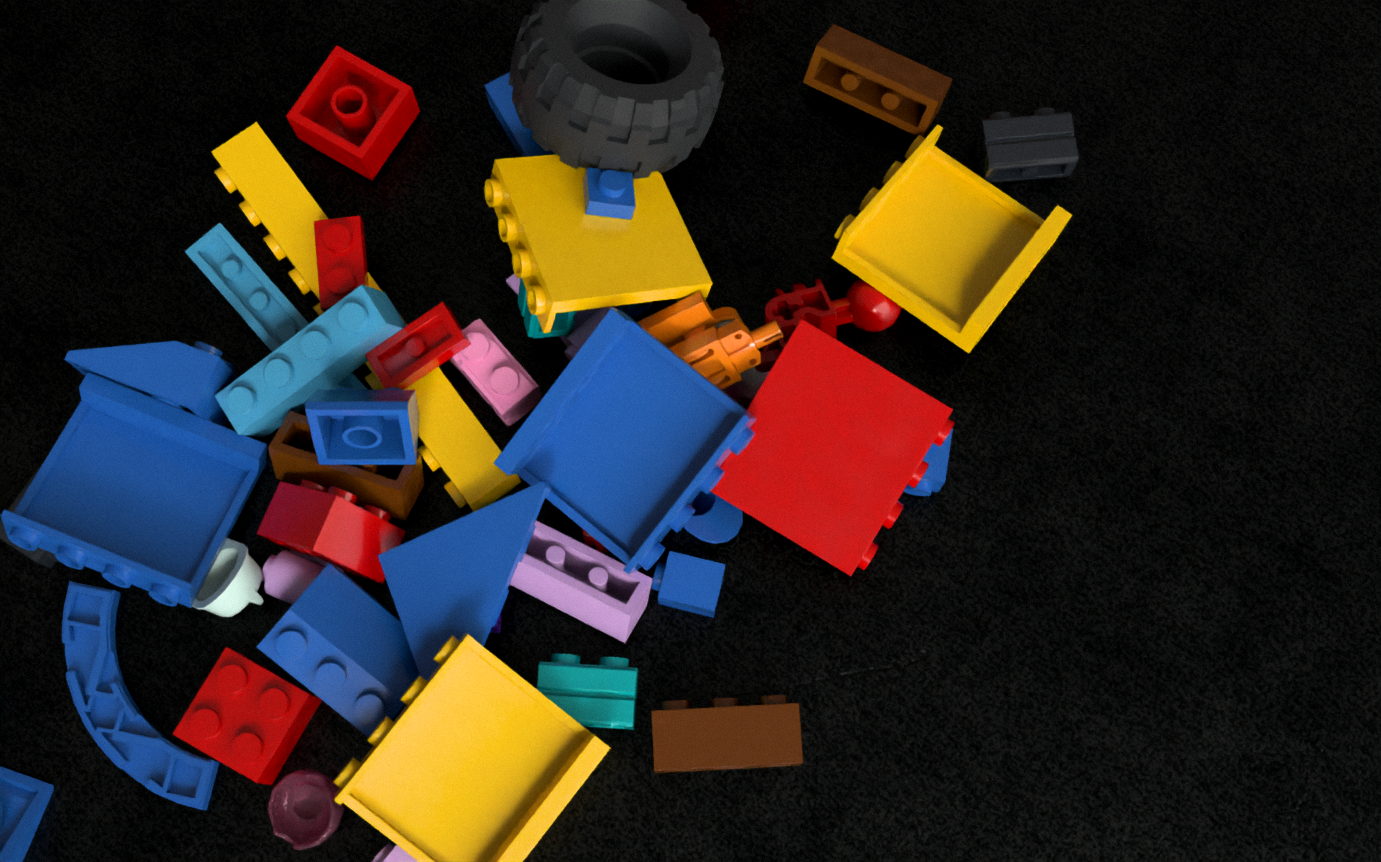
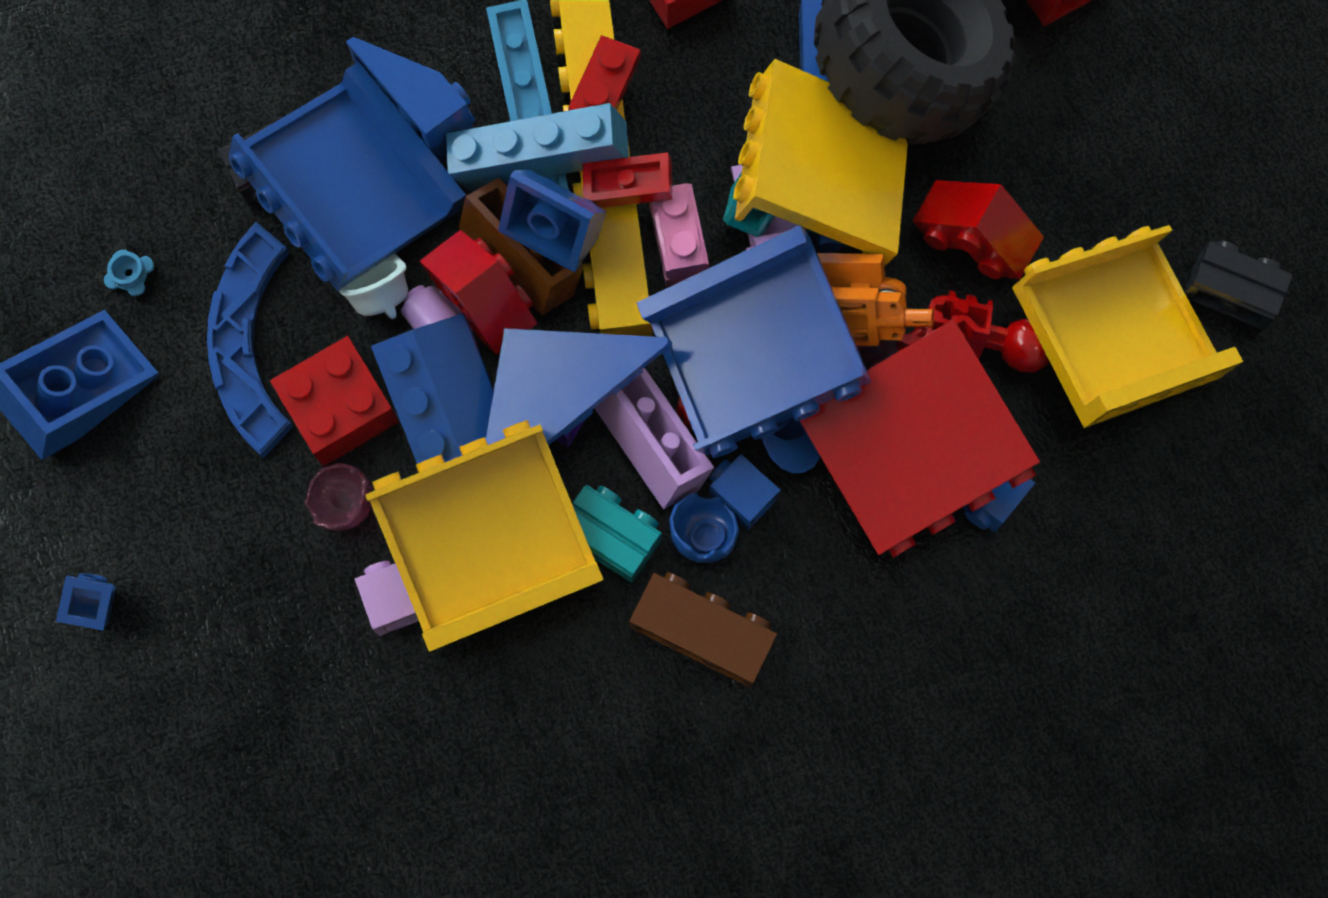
camera: 30 degrees right, 0 degrees up
(609, 193) = (853, 135): blue plate -> none
(673, 640) = (703, 528): none -> blue hair
(768, 212) = (981, 222): none -> red brick
(877, 80) = (1138, 162): reddish brown brick -> none

